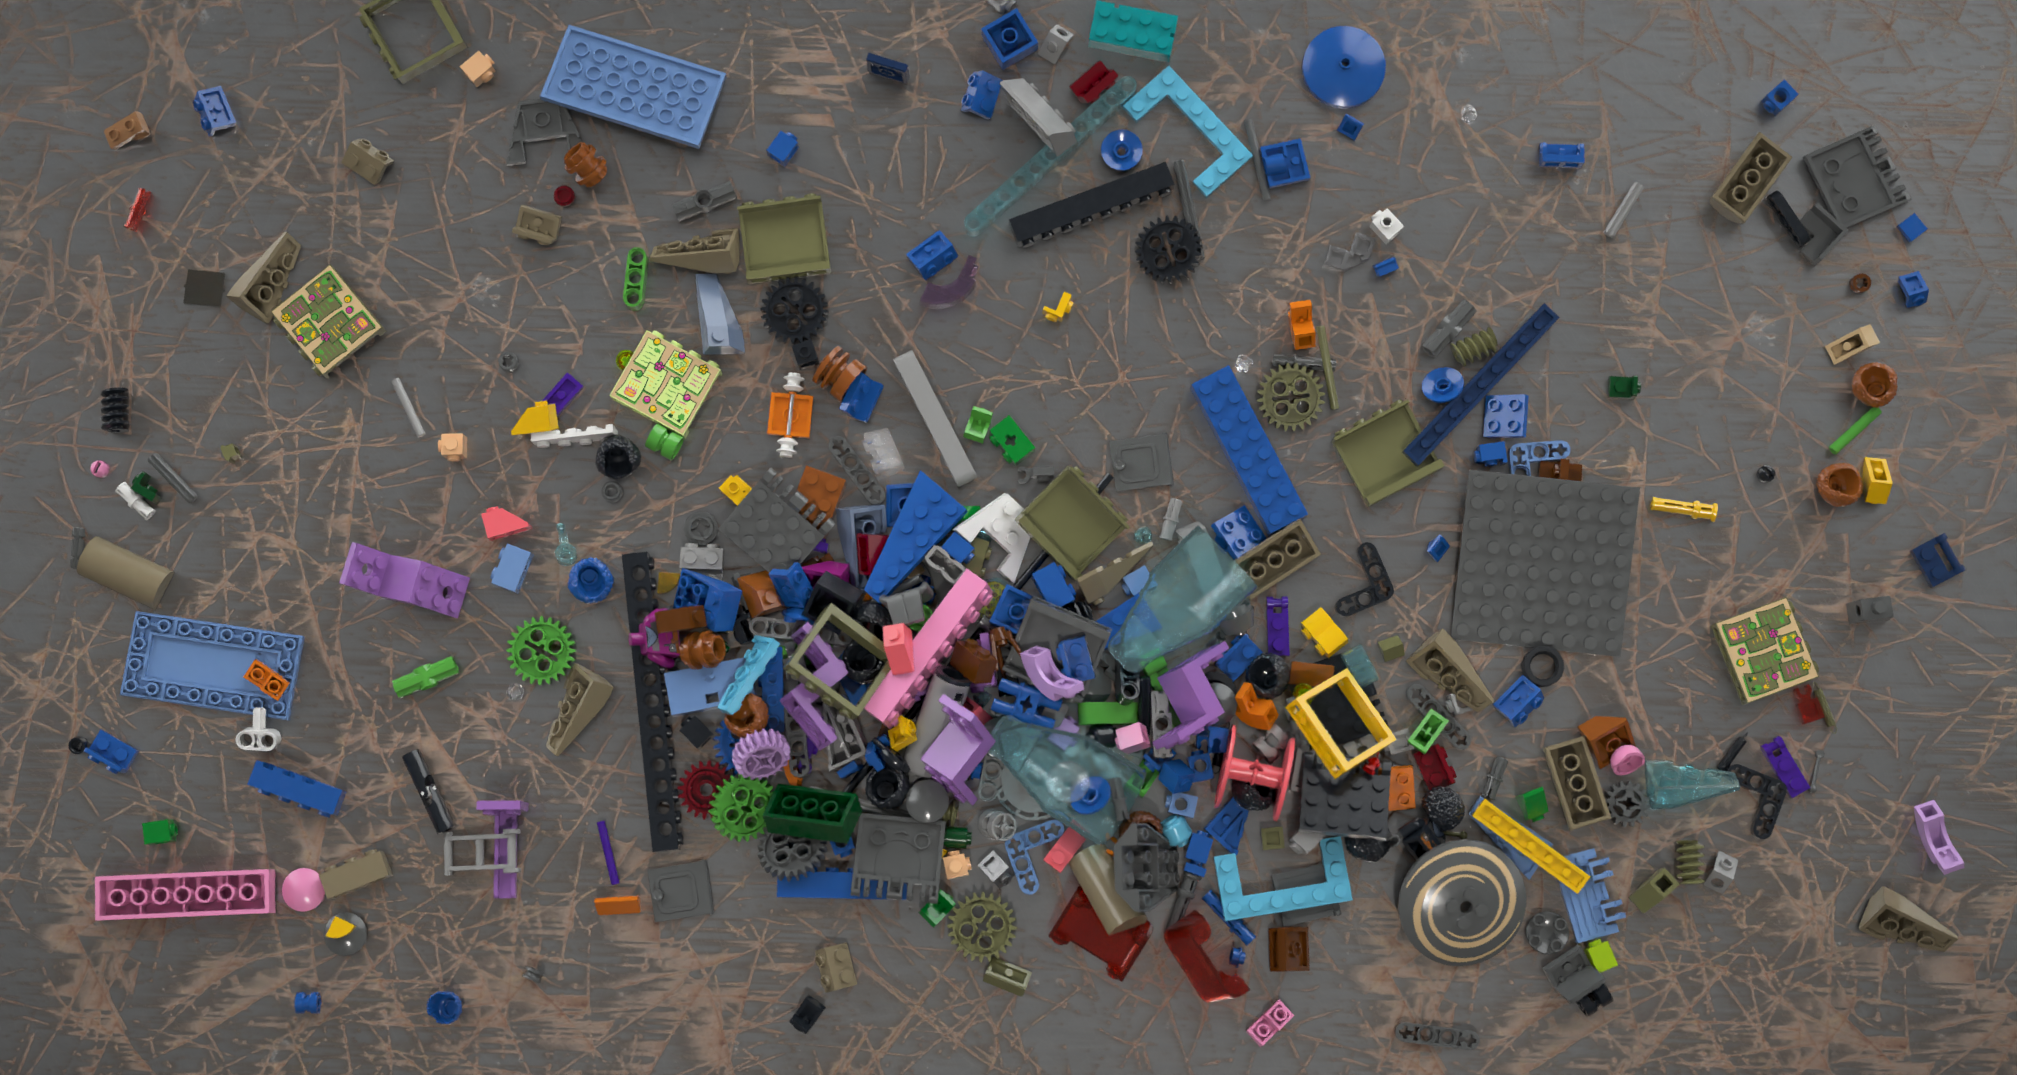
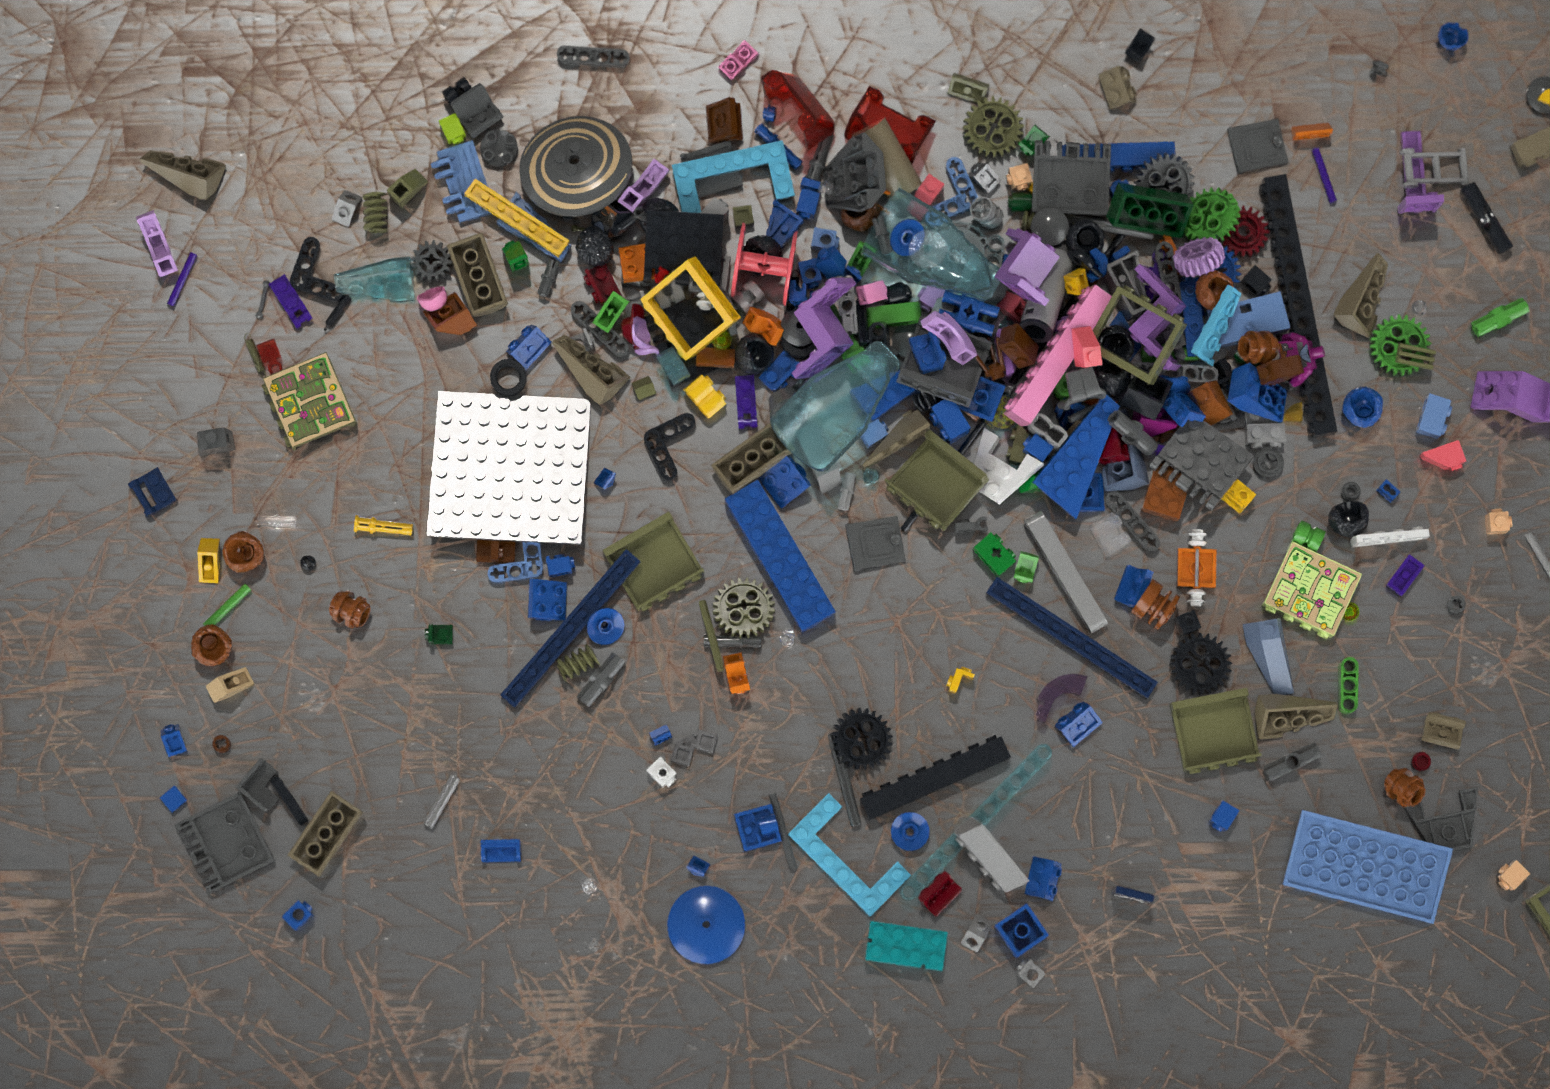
camera: 170 degrees right, 0 degrees up
(509, 629) = (1430, 359): none -> olive tile
(537, 419) = (1424, 548): yellow slope -> none
(564, 547) = (1388, 438): clear light blue plate -> none
(579, 492) = (1386, 494): none -> blue piece
(851, 560) = (1132, 432): none -> dark grey piece
(933, 347) = (1071, 637): none -> dark blue plate
(1176, 830) = (828, 217): medium azure head -> none
(1178, 861) = (826, 187): none -> clear hinge
(1385, 875) = (644, 187): none -> lavender arch
(1397, 708) = (636, 332): none -> hair
(1719, 414) = (352, 610): none -> dark orange piece
(1801, 519) = (277, 521): none -> clear pin
(1908, 796) = (182, 278): none -> dark purple bar

